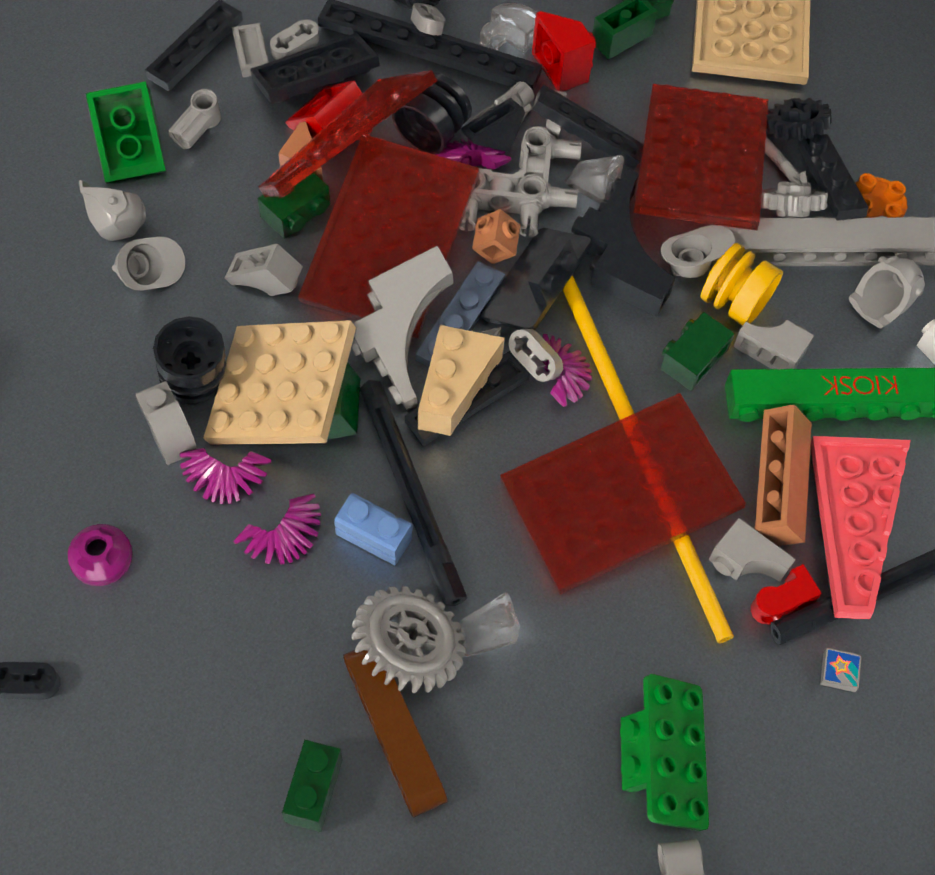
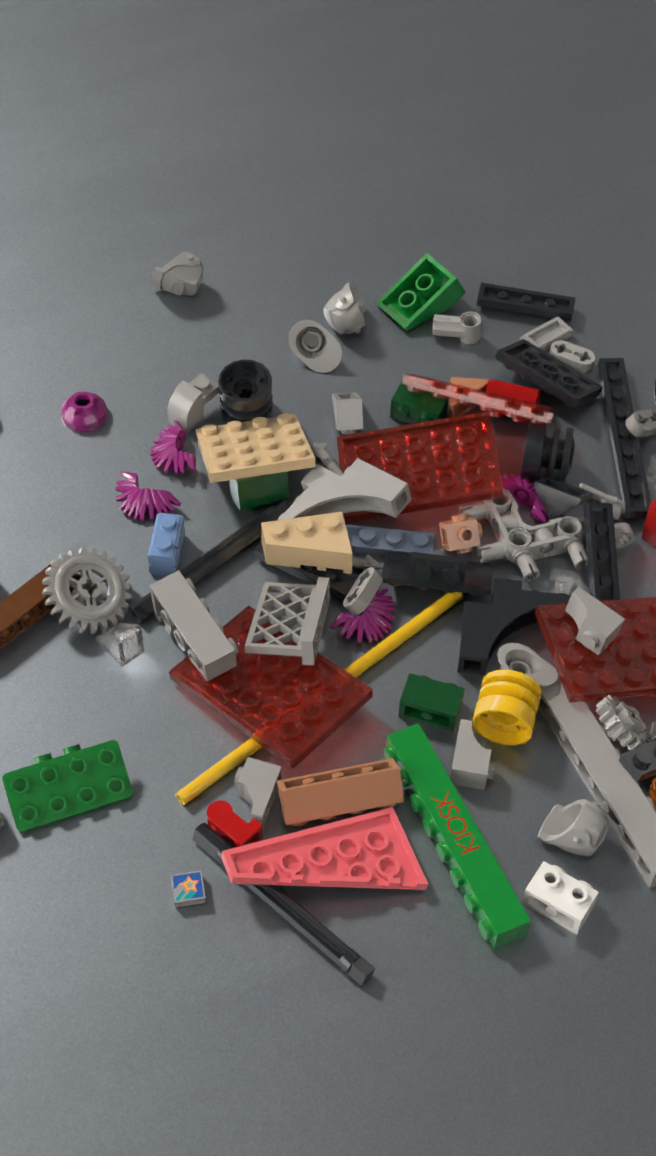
camera: 70 degrees right, 10 degrees down
(353, 315) = (320, 452): none -> light grey piece
(526, 536) = (192, 625): none -> light grey wedge
(566, 415) = (310, 620): none -> light grey fence
(687, 162) = (595, 621): none -> light grey arch

